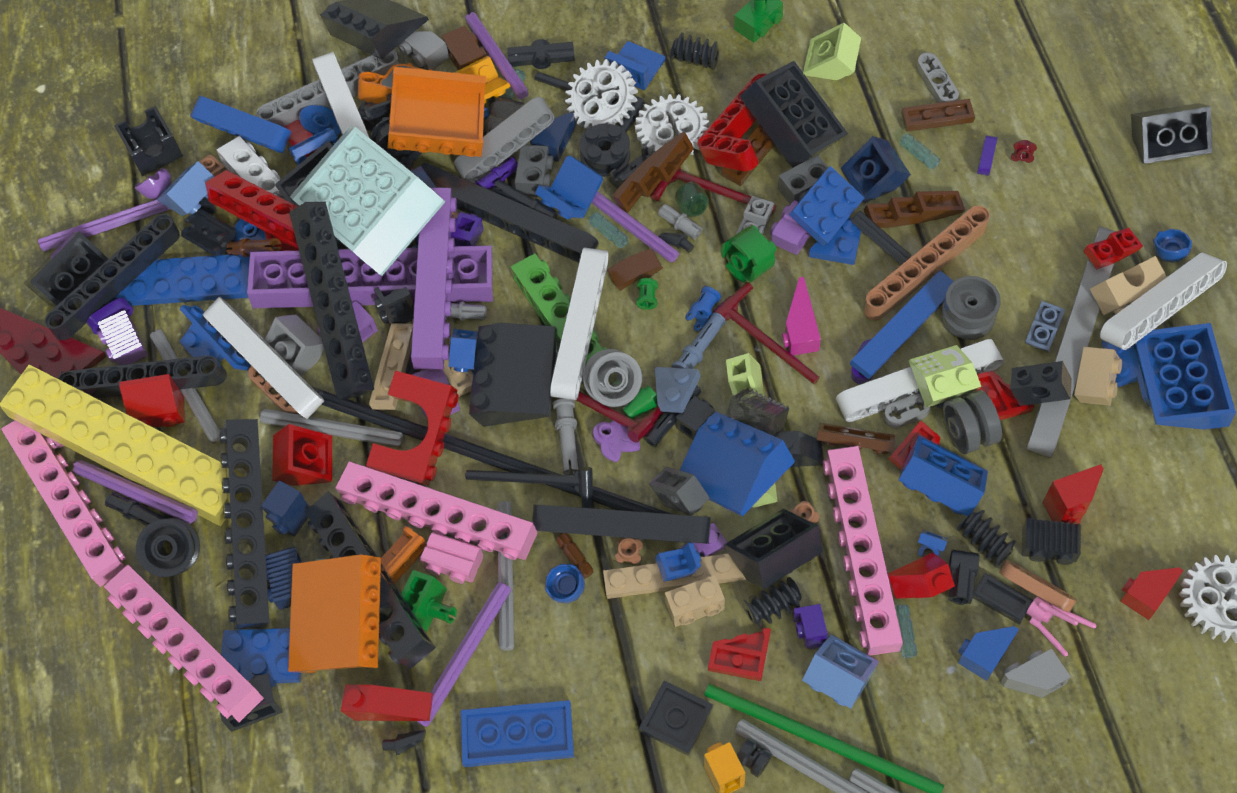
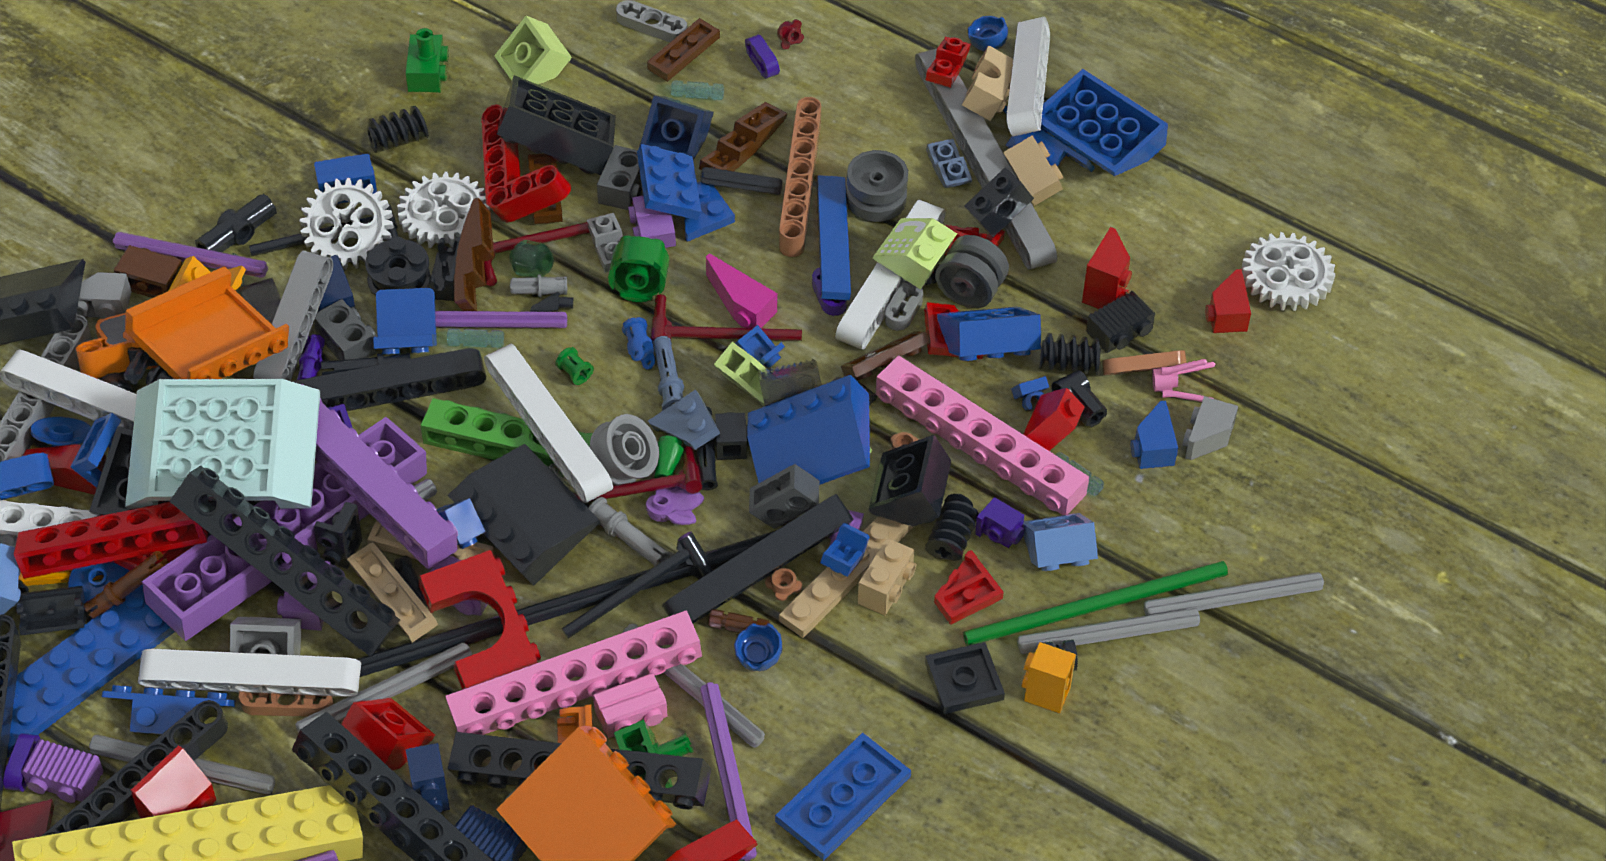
camera: 50 degrees left, 10 degrees down
(634, 267) = (541, 349): reddish brown slope -> none
(775, 369) = (760, 347): none -> blue bracket
(1002, 598) = (1126, 394): black tile -> none

